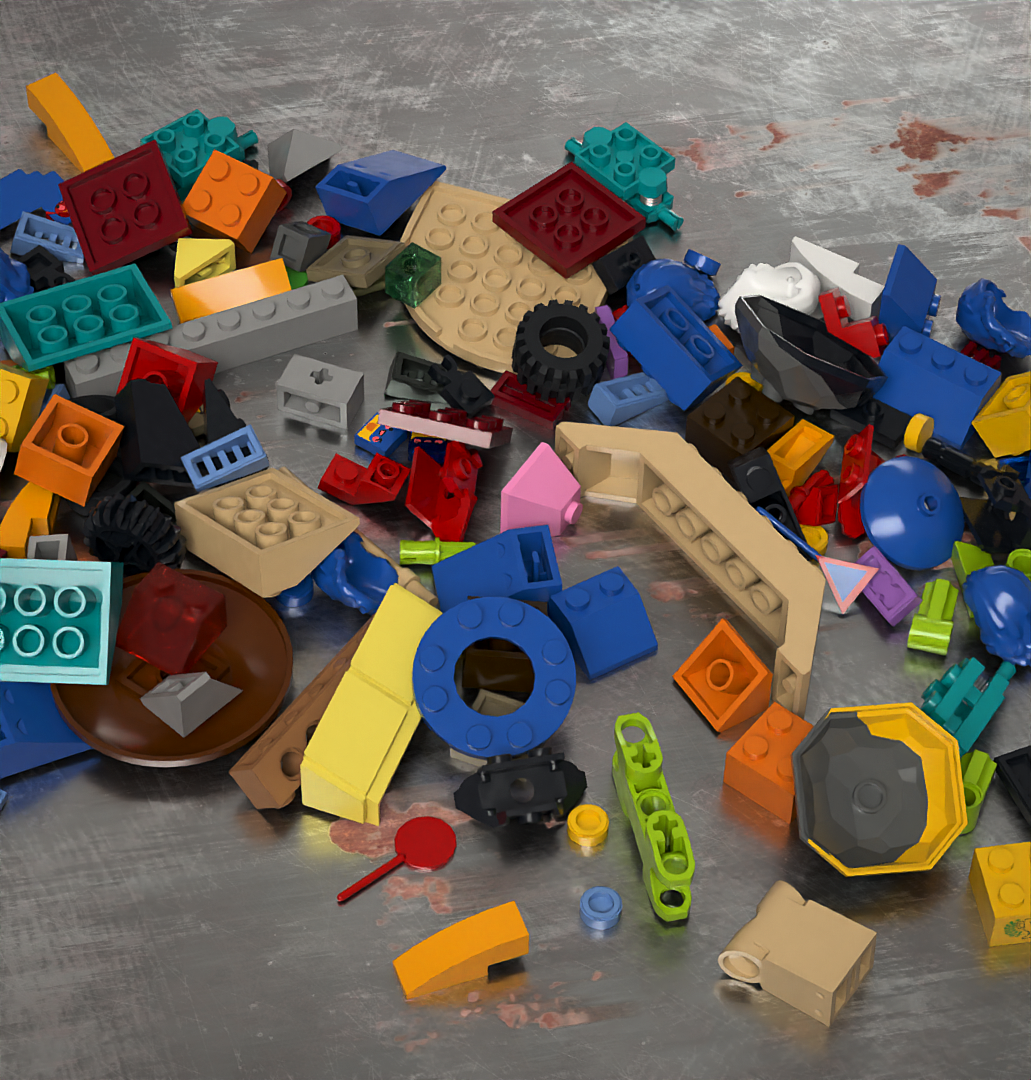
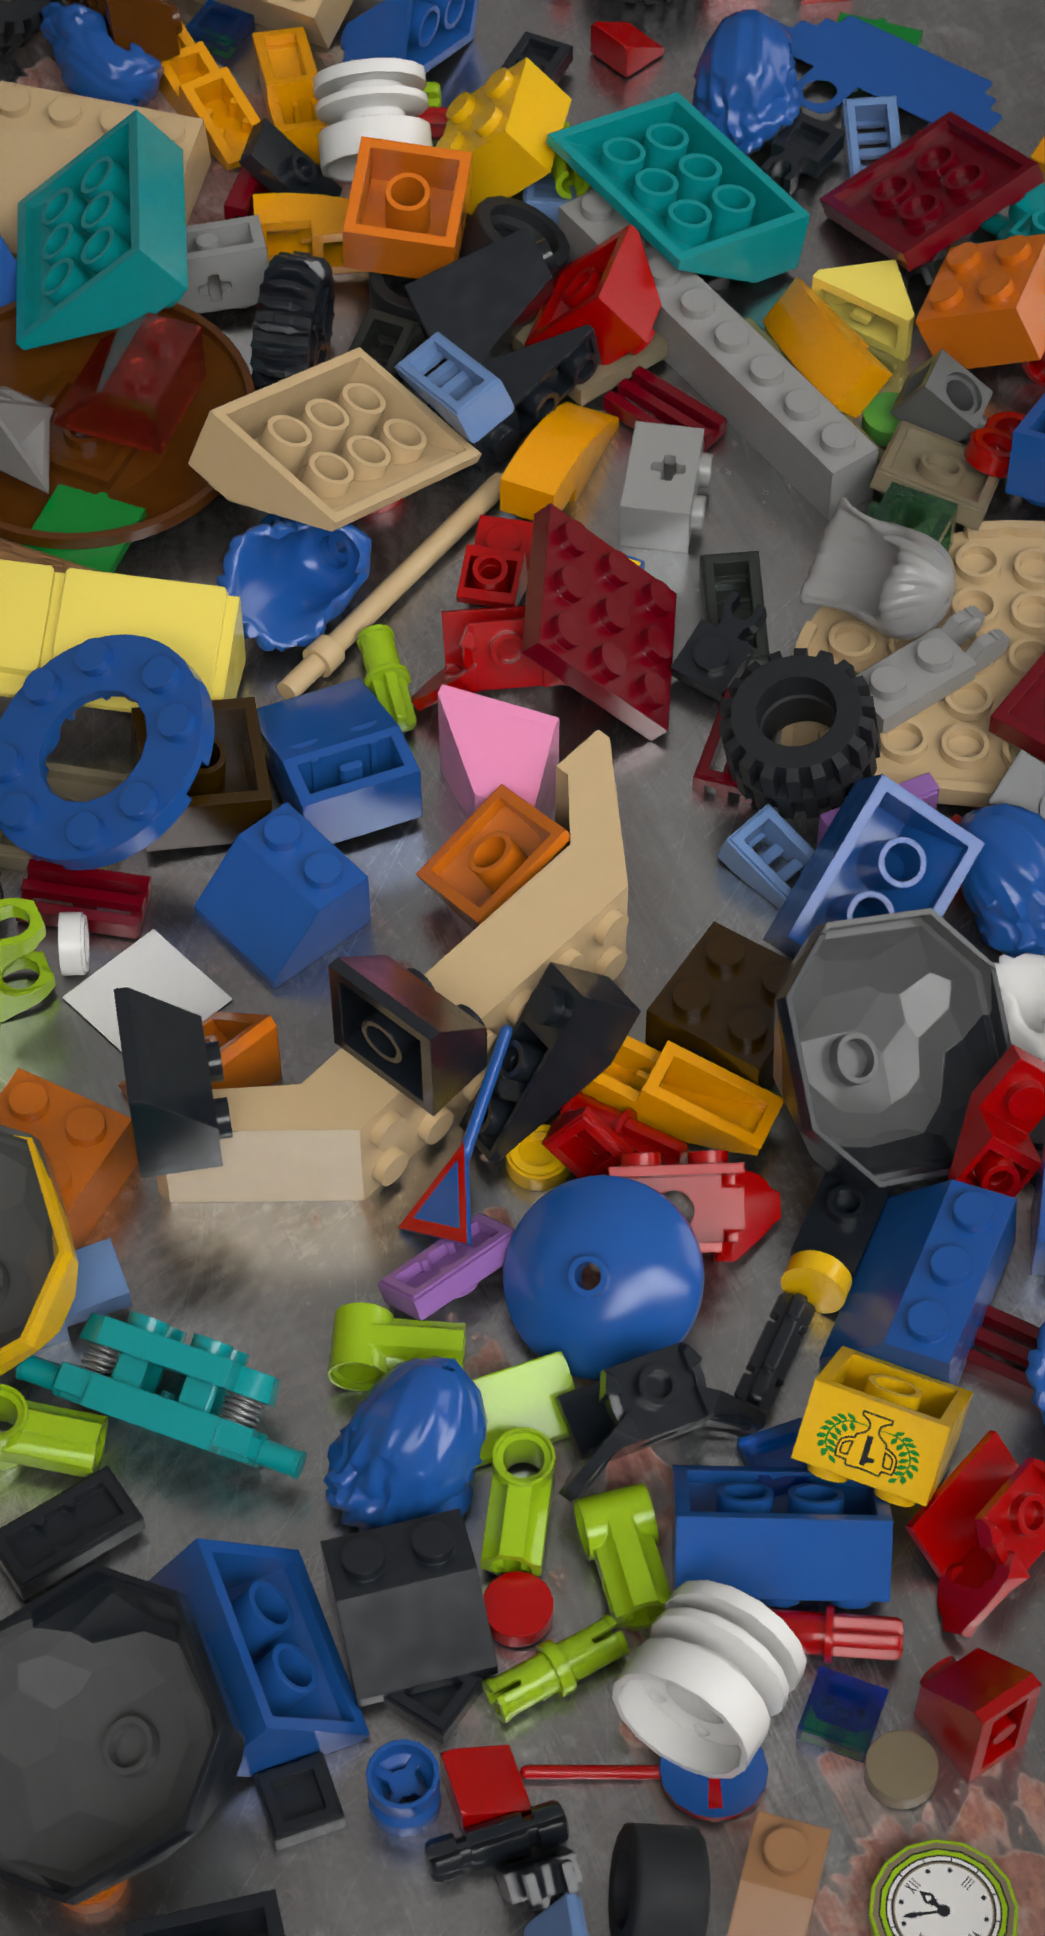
camera: 80 degrees right, 5 degrees up
(246, 381) = (665, 402): none -> dark red tile
(263, 678) = (83, 512): none -> green piece
(290, 437) = (556, 460): none -> light orange slope
(347, 233) = (989, 451): none -> red tile
(451, 290) = (881, 574): none -> light grey piece
(509, 292) = (931, 667): none -> light grey hinge
(581, 705) = (86, 892): none -> dark red tile
(604, 732) = (73, 943): none -> white tile
(619, 505) = (493, 855): none -> orange slope
(658, 702) = (152, 969): none -> white sticker
(782, 531) = (405, 1029): none -> black slope
(803, 648) = (170, 1085): none -> black slope

